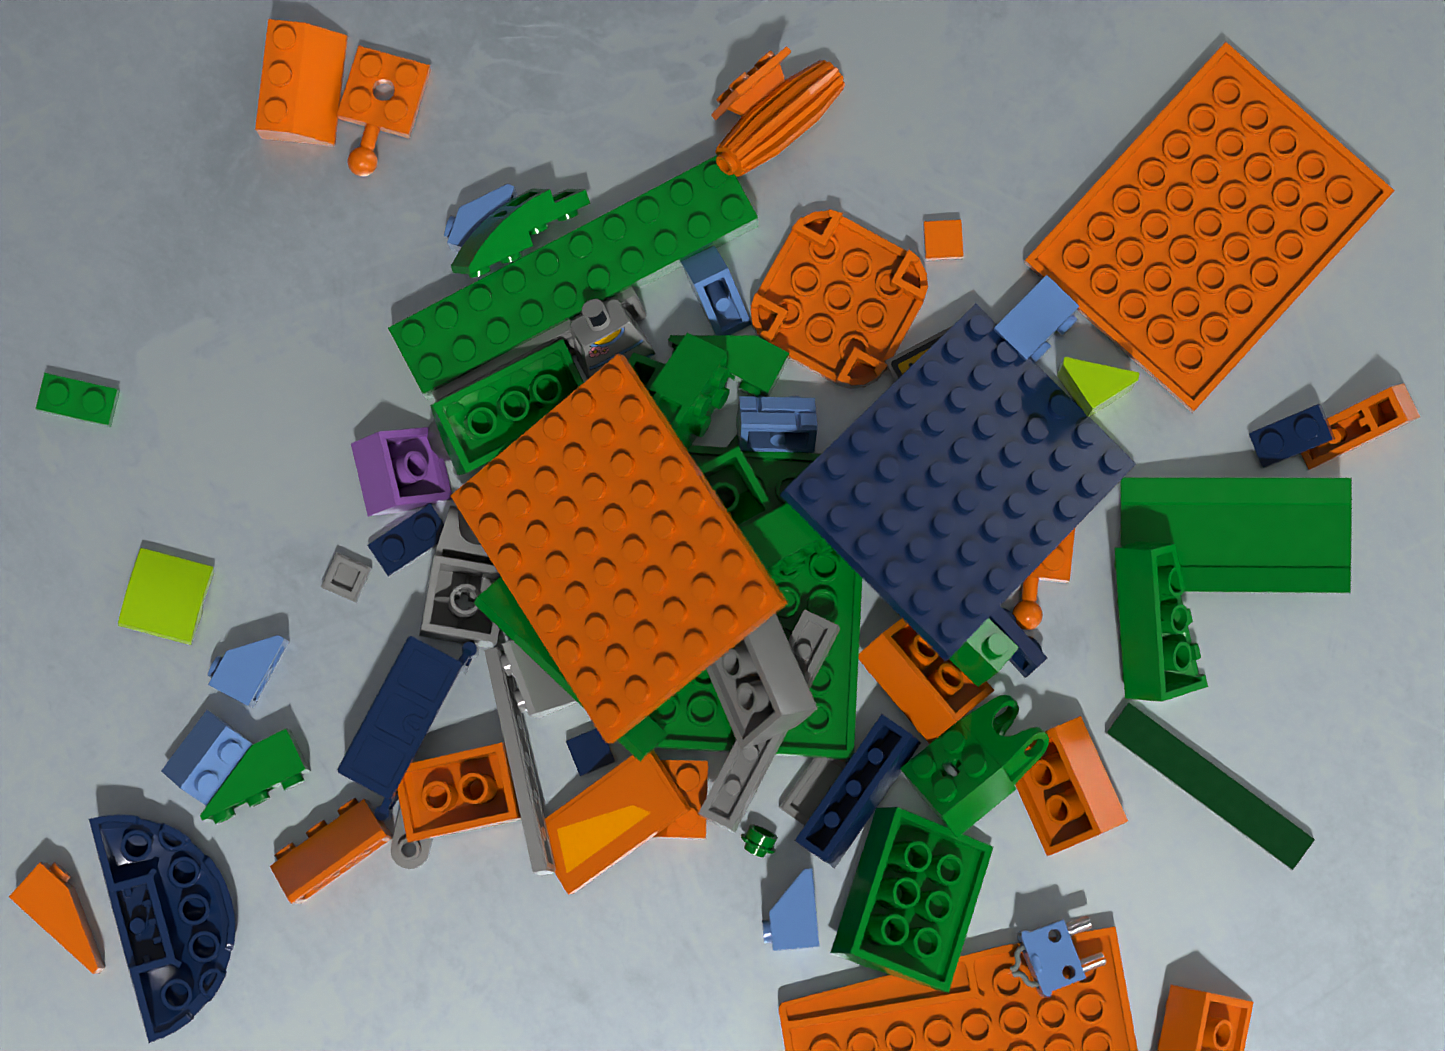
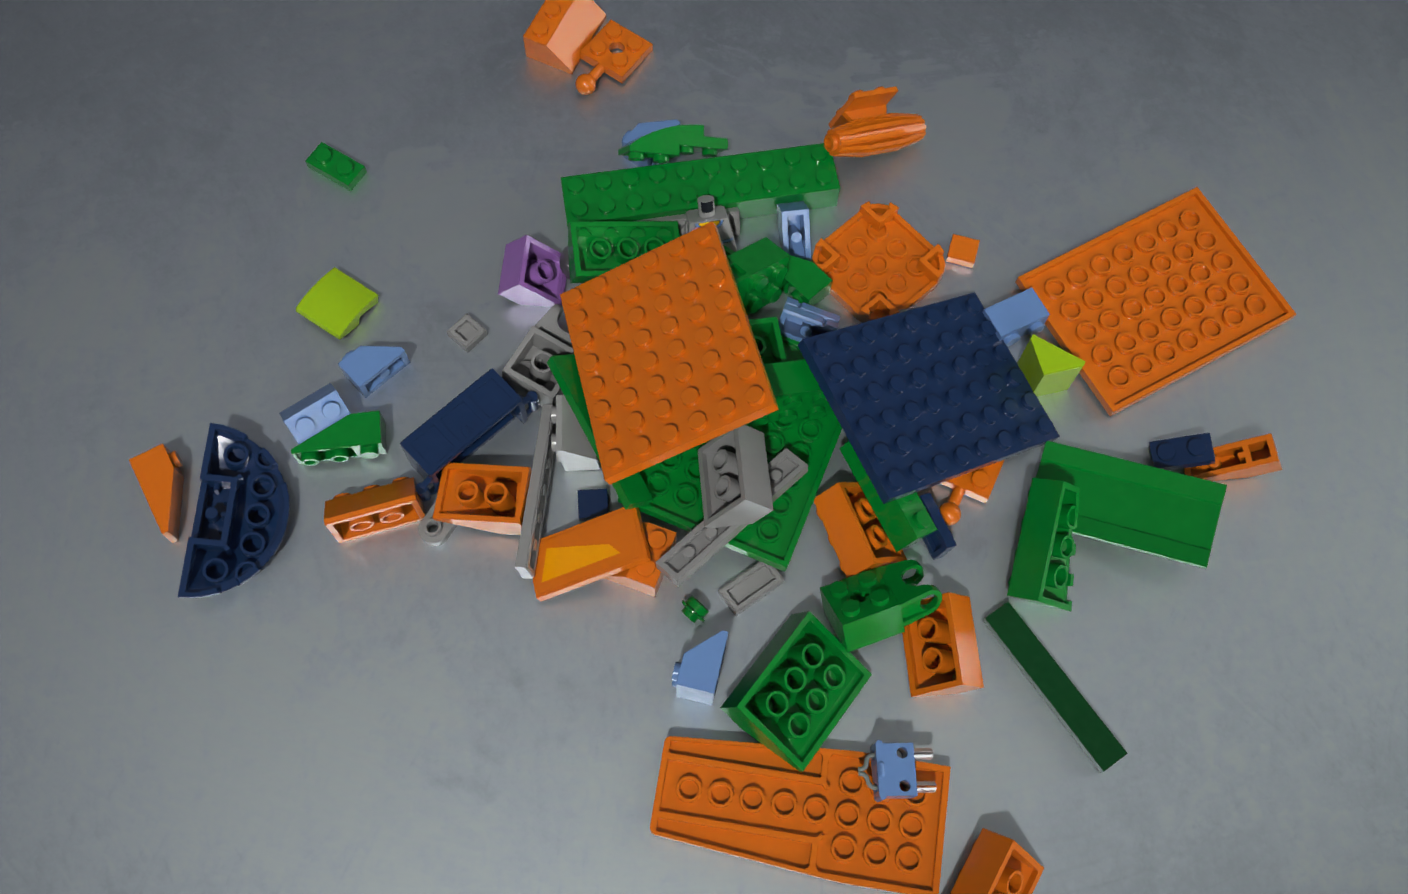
camera: 10 degrees right, 15 degrees down
(408, 540) = (516, 323): dark blue plate -> none
(858, 791) = (781, 595): dark blue brick -> none

